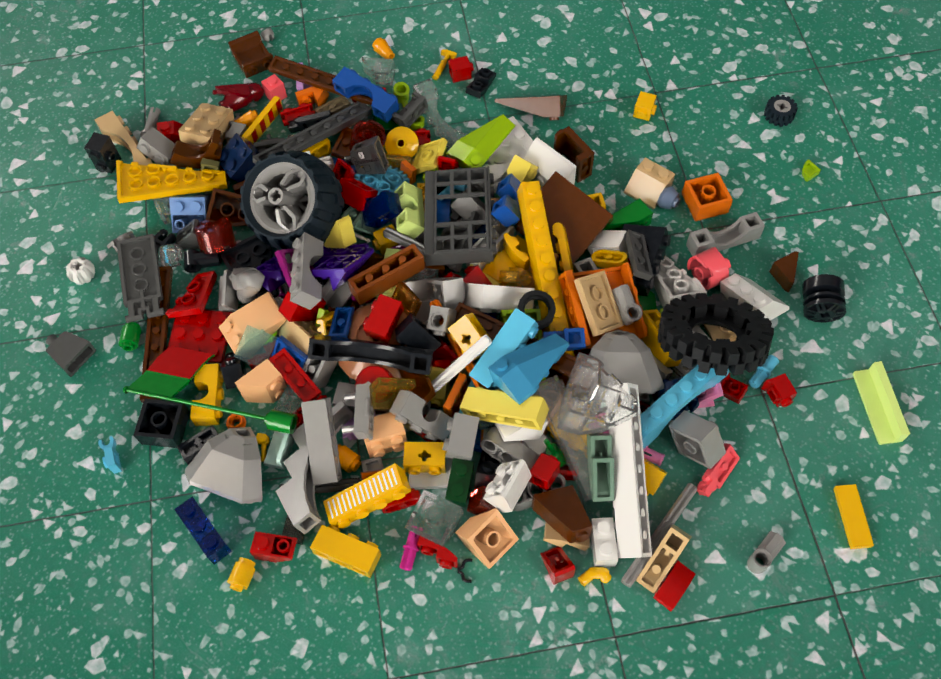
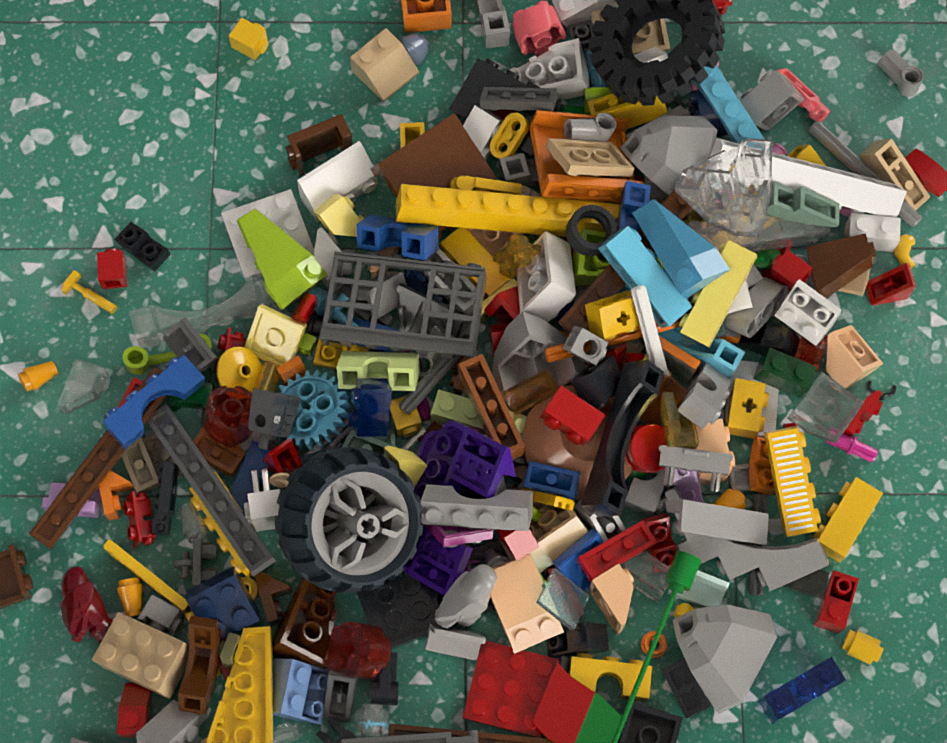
camera: 85 degrees left, 10 degrees up
(196, 297) = (453, 688): red wing -> none
(274, 87) = (81, 548): coral brick -> none
(356, 193) = (335, 432): red panel -> none
(461, 436) = (741, 353): light grey brick -> none
(512, 248) = (468, 249): yellow slope -> none
(542, 106) = (214, 167): wedge -> none
(634, 213) = (433, 97): green slope -> none

